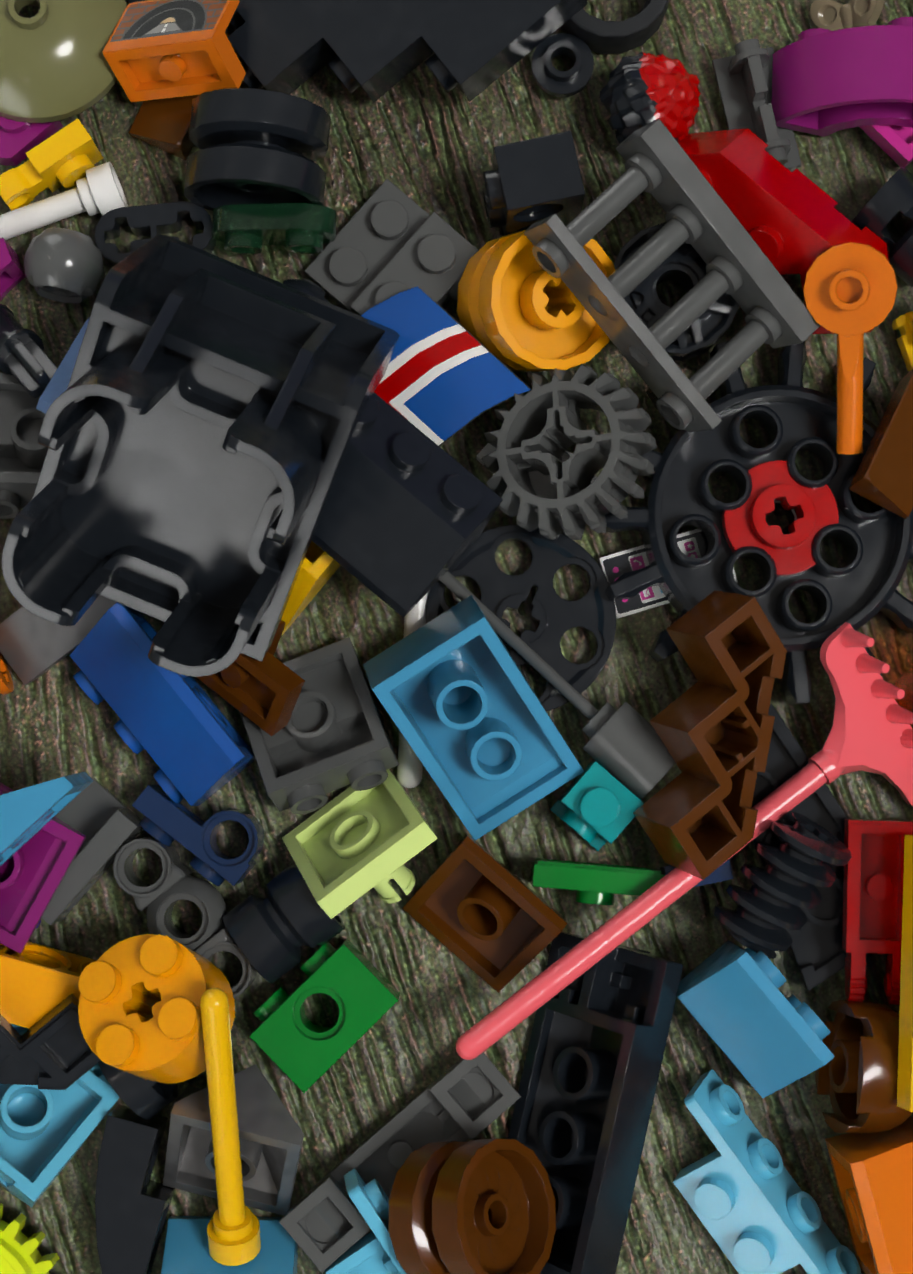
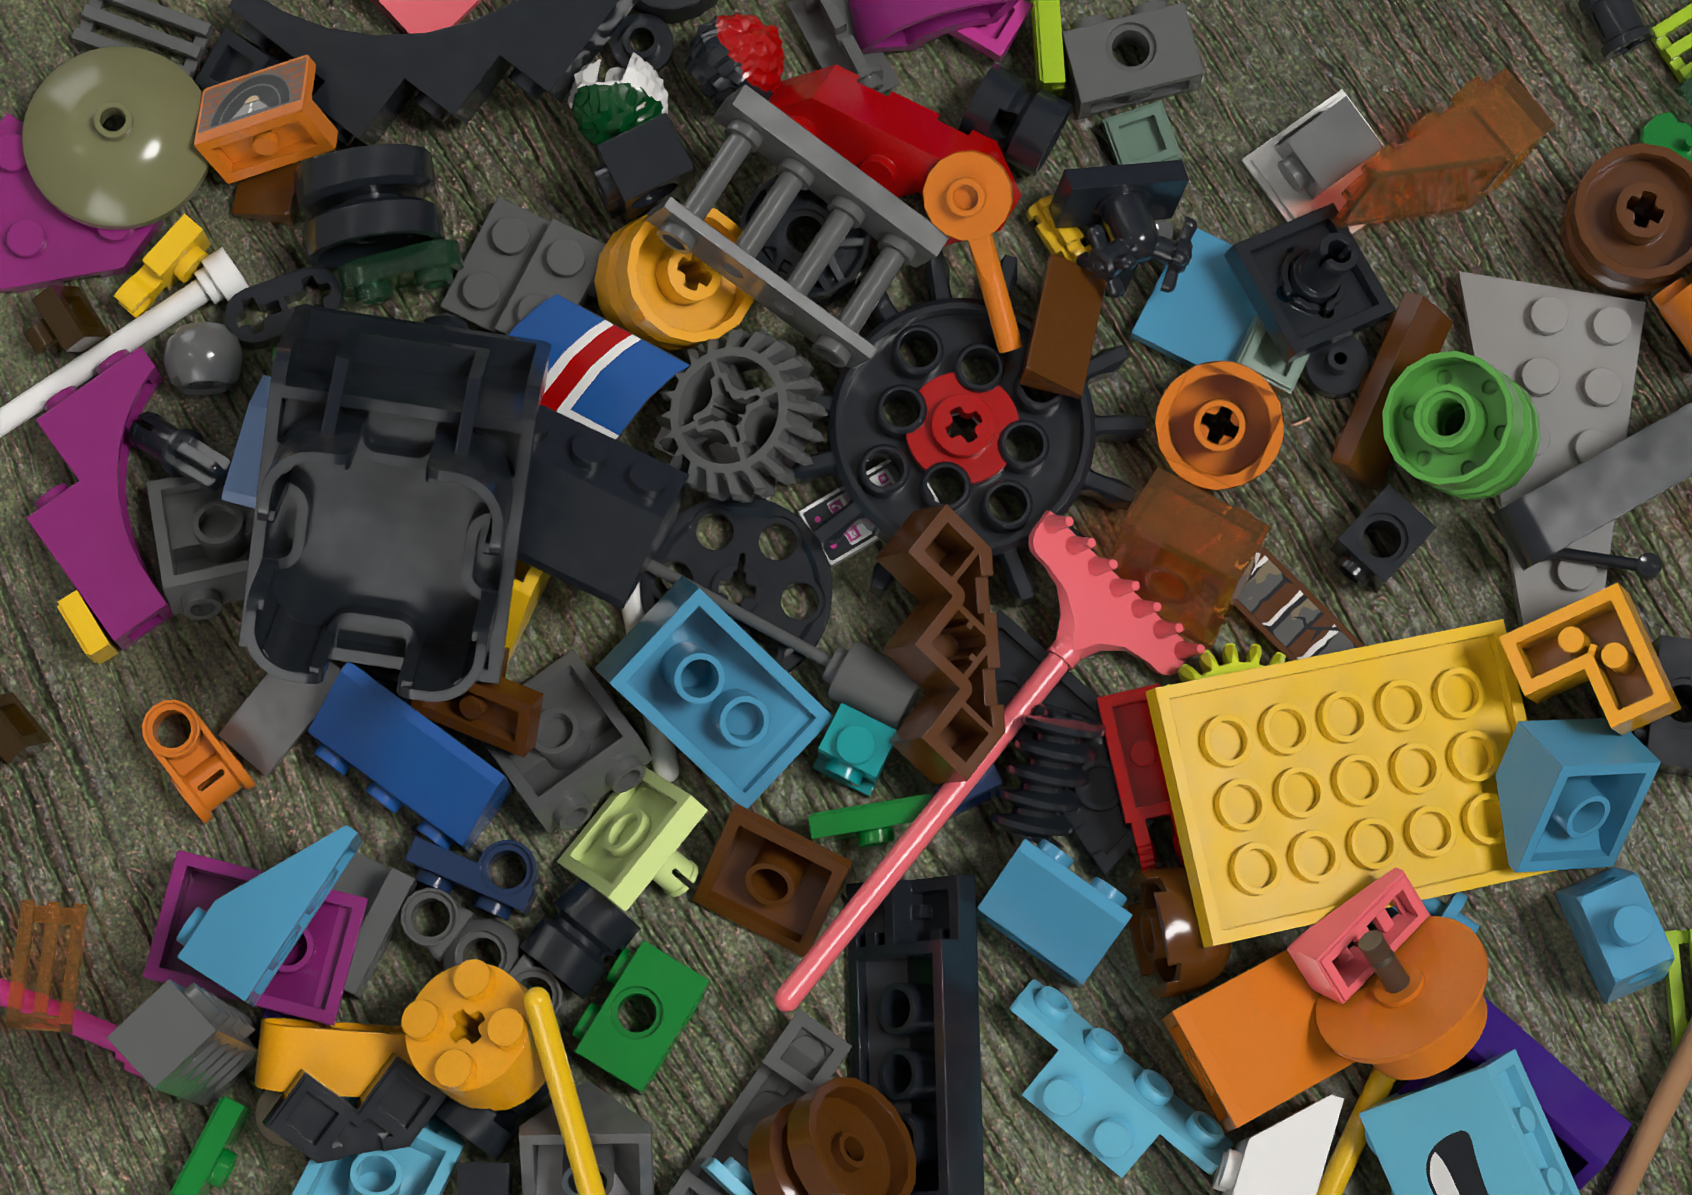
camera: 20 degrees left, 5 degrees down
(523, 112) = (618, 103): none -> dark green piece

